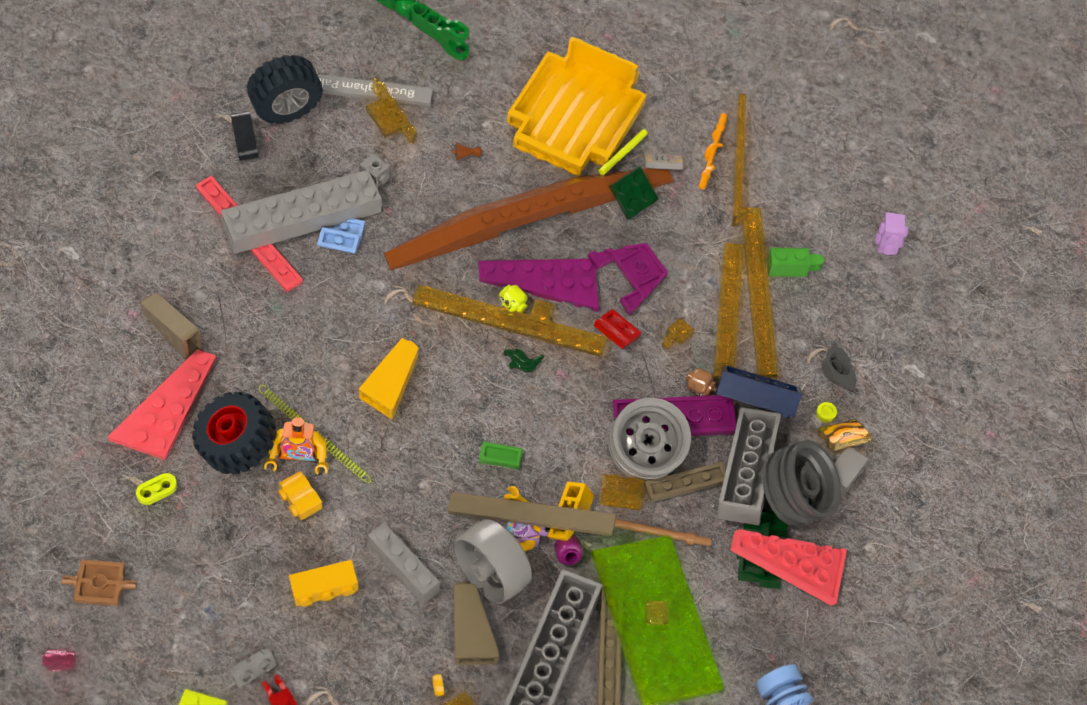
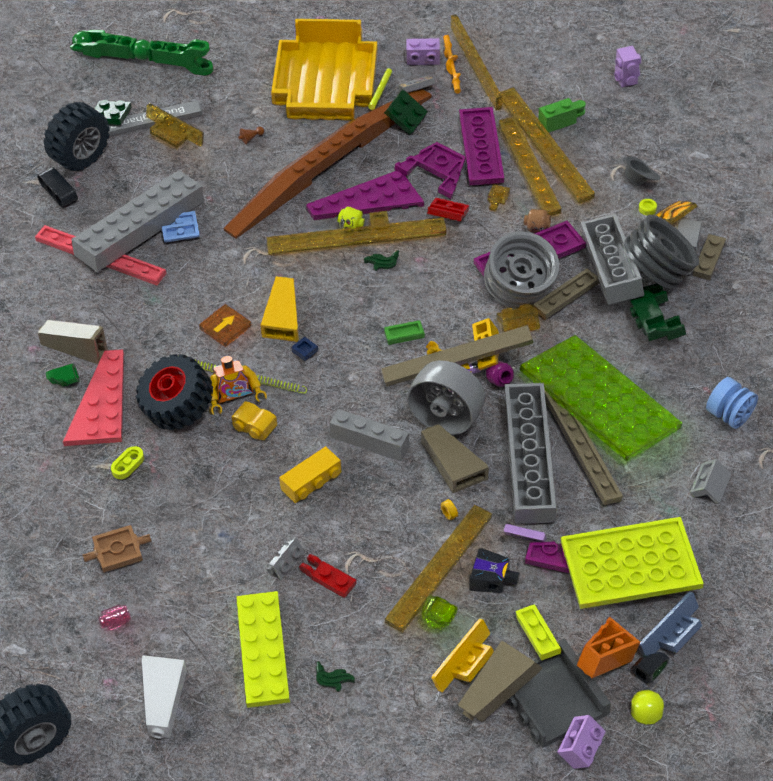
camera: 15 degrees left, 10 degrees down
(144, 361) = (63, 375): none -> green rock
(329, 369) = (225, 325): none -> clear orange tile
(338, 68) = (114, 110): none -> plate
(378, 169) = (185, 167): light grey brick -> none
(391, 432) = (304, 348): none -> dark blue plate
(656, 612) = (598, 387): clear yellow plate -> none
(689, 124) = (425, 51): none -> lavender brick
(689, 537) = (591, 331): medium nougat bar -> none
(691, 265) = (481, 146): none -> magenta plate
(759, 391) = (588, 205): dark blue brick -> none
(799, 562) = (702, 311): coral wing -> none
(859, 501) = (709, 257): none -> dark tan plate

